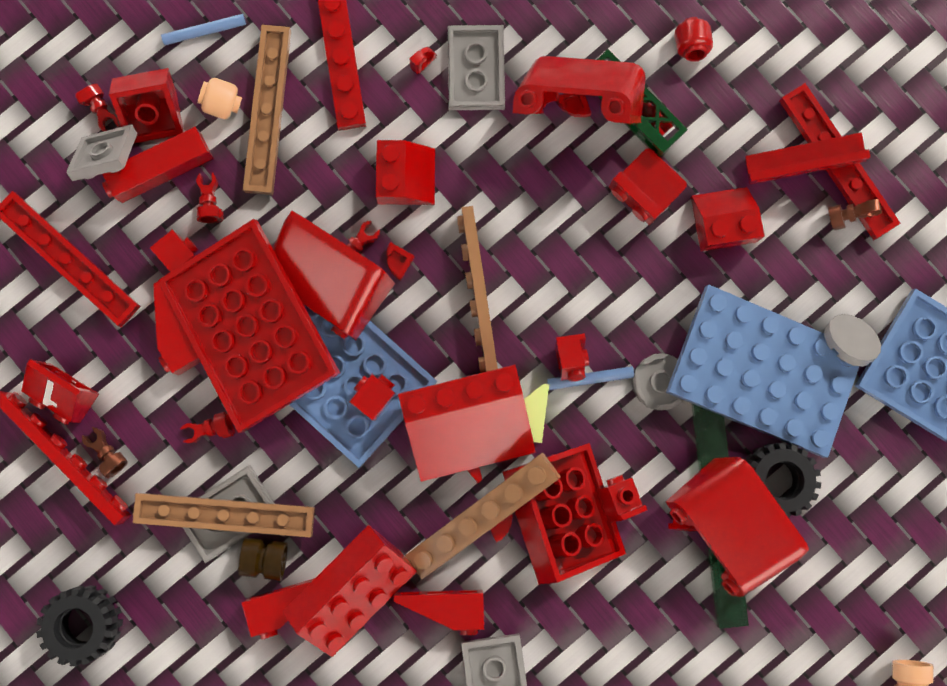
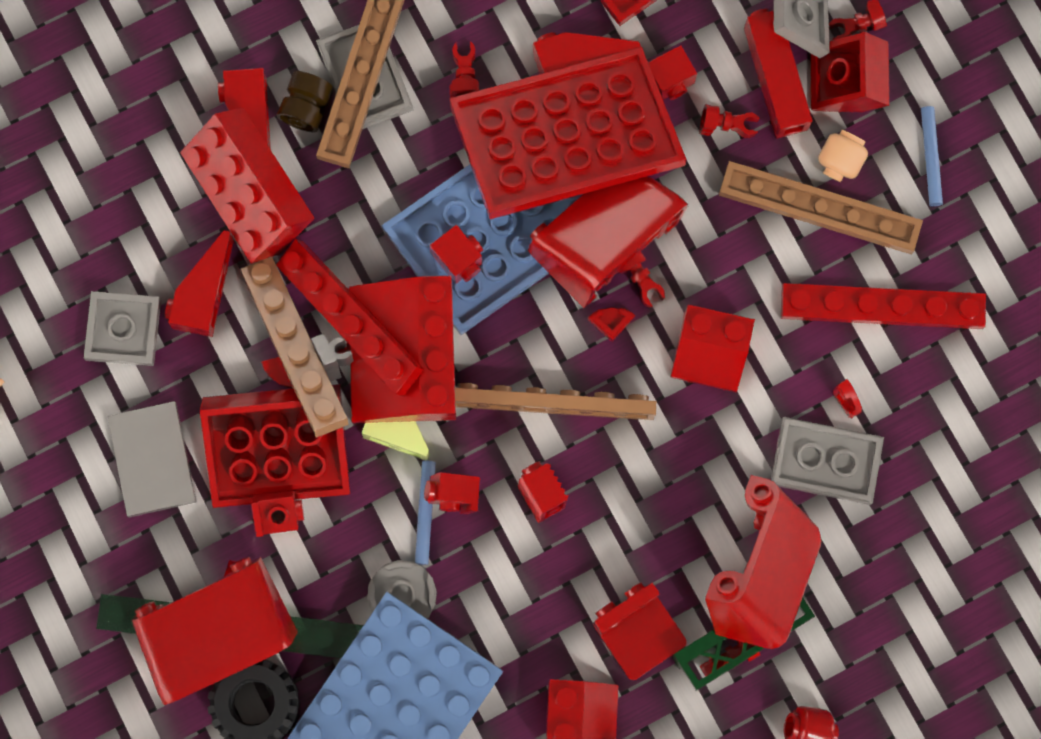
camera: 105 degrees right, 5 degrees down
(448, 474) = (350, 317): none -> red plate
(486, 484) = (329, 357): none -> flat silver tile
(557, 283) = (542, 491): none -> red brick
(598, 615) = (151, 459): none -> light grey tile

